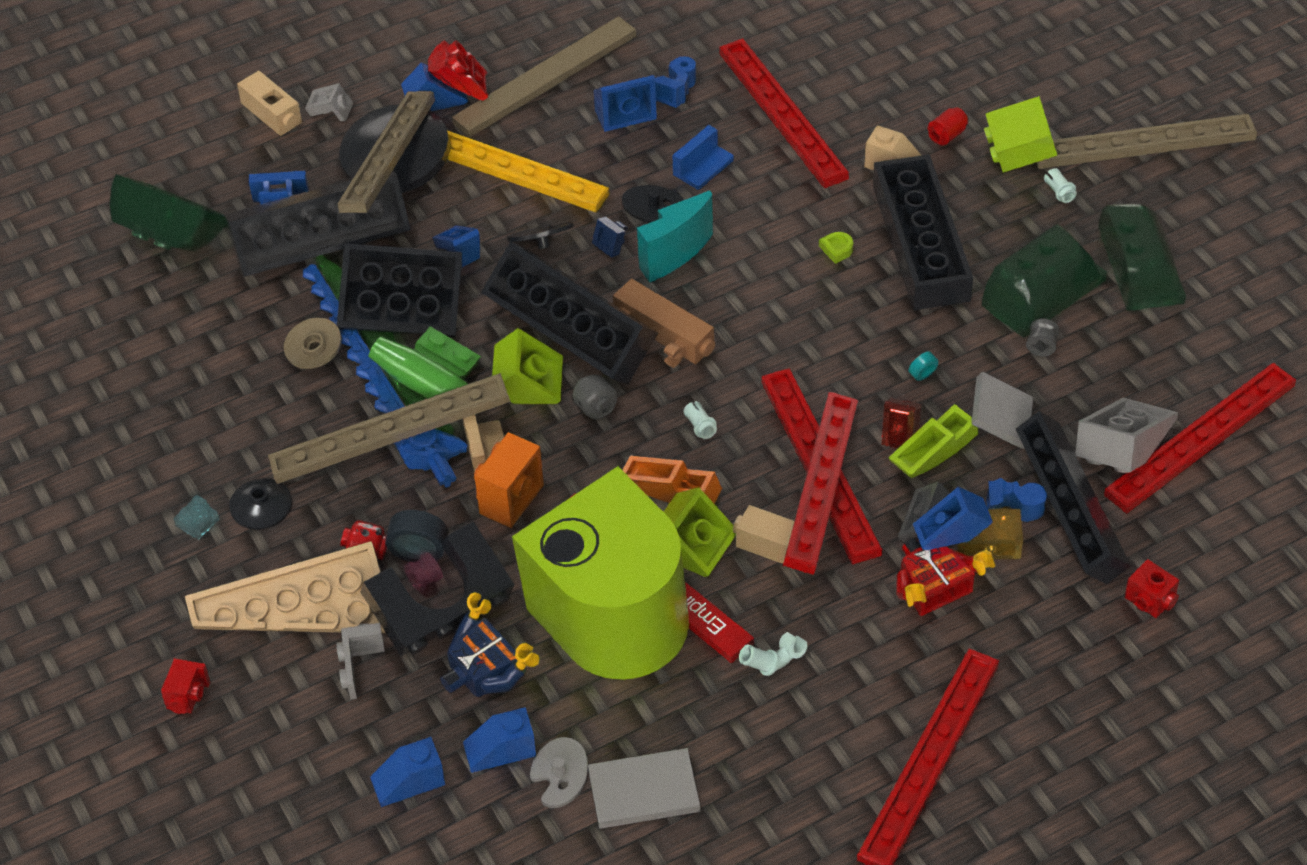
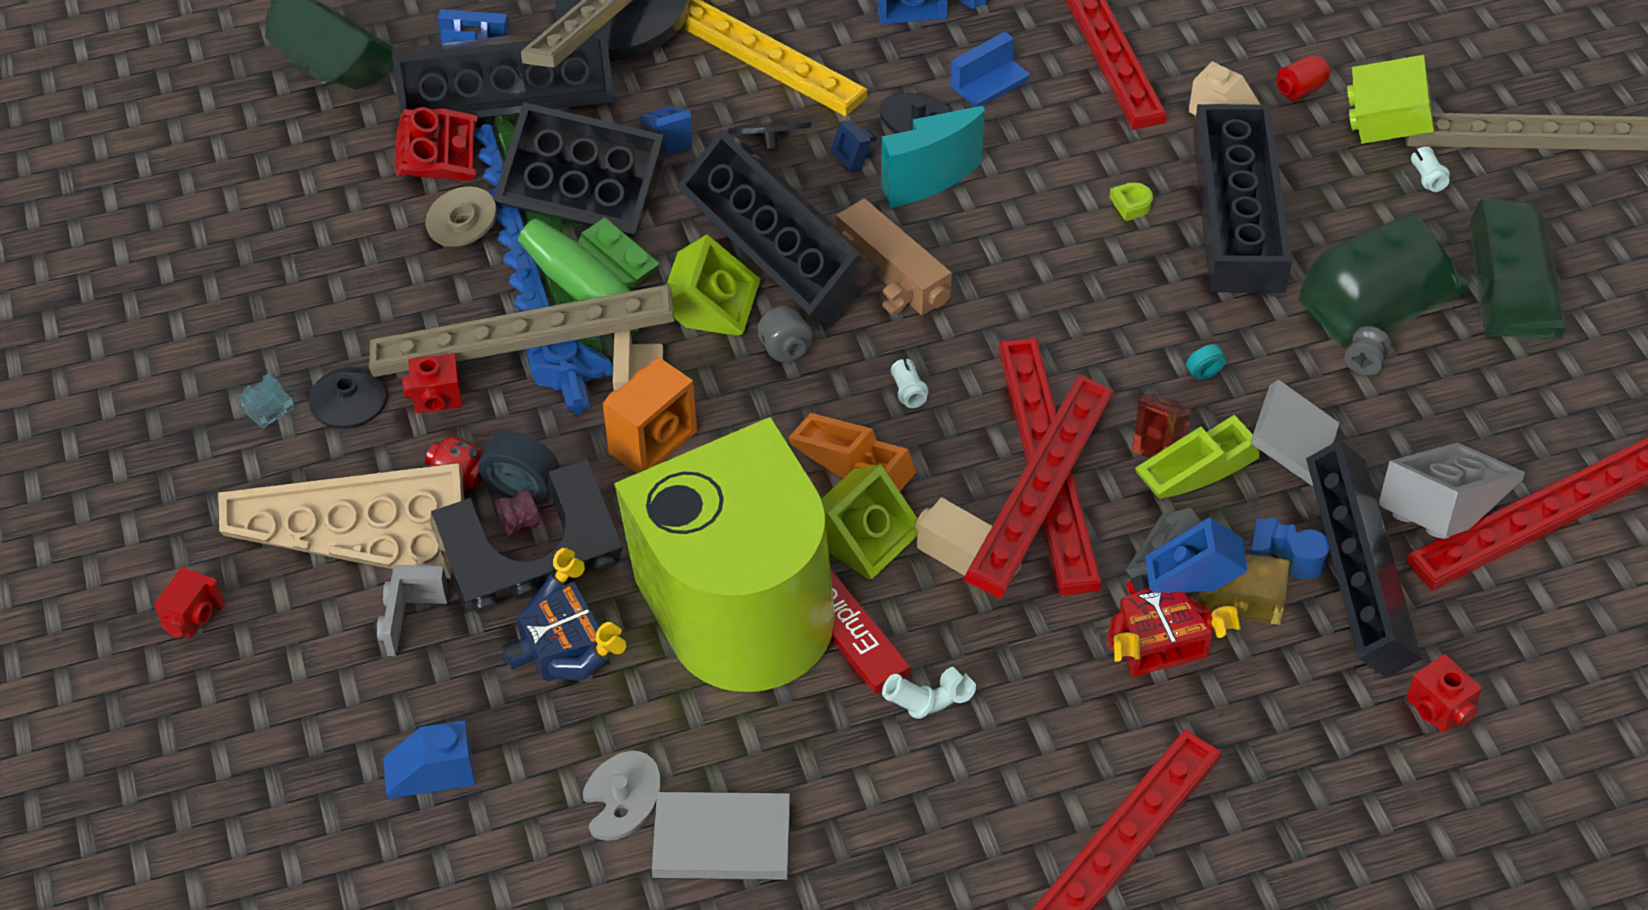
camera: 10 degrees right, 0 degrees up
(274, 287) = (435, 144): none -> red slope
(328, 481) = (433, 383): none -> red brick
(500, 741) = (556, 742): blue slope -> none

